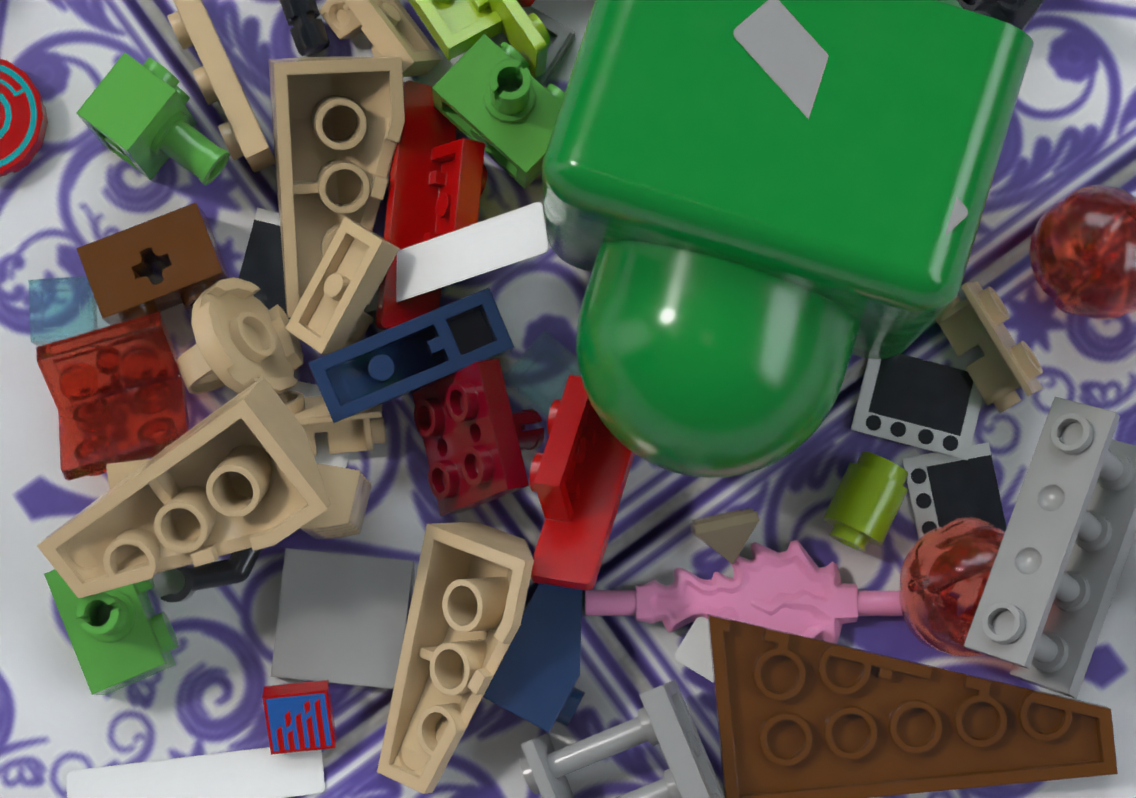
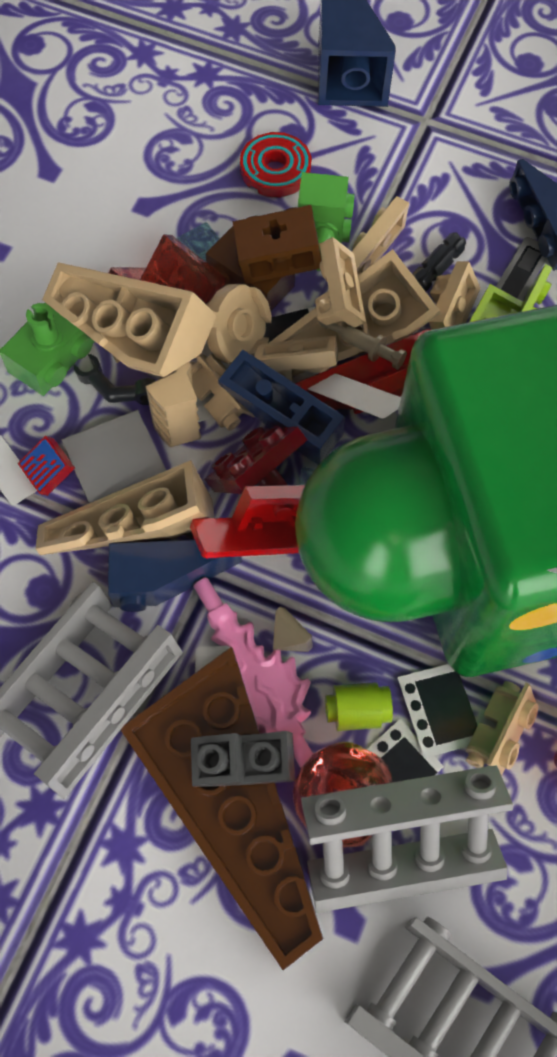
camera: 55 degrees right, 15 degrees down
(163, 250) = (277, 244): none -> reddish brown brick
(311, 178) = (344, 297): none -> tan hinge
(380, 186) = (373, 346): none -> dark tan piece
(860, 683) = (242, 759): none -> dark grey slope

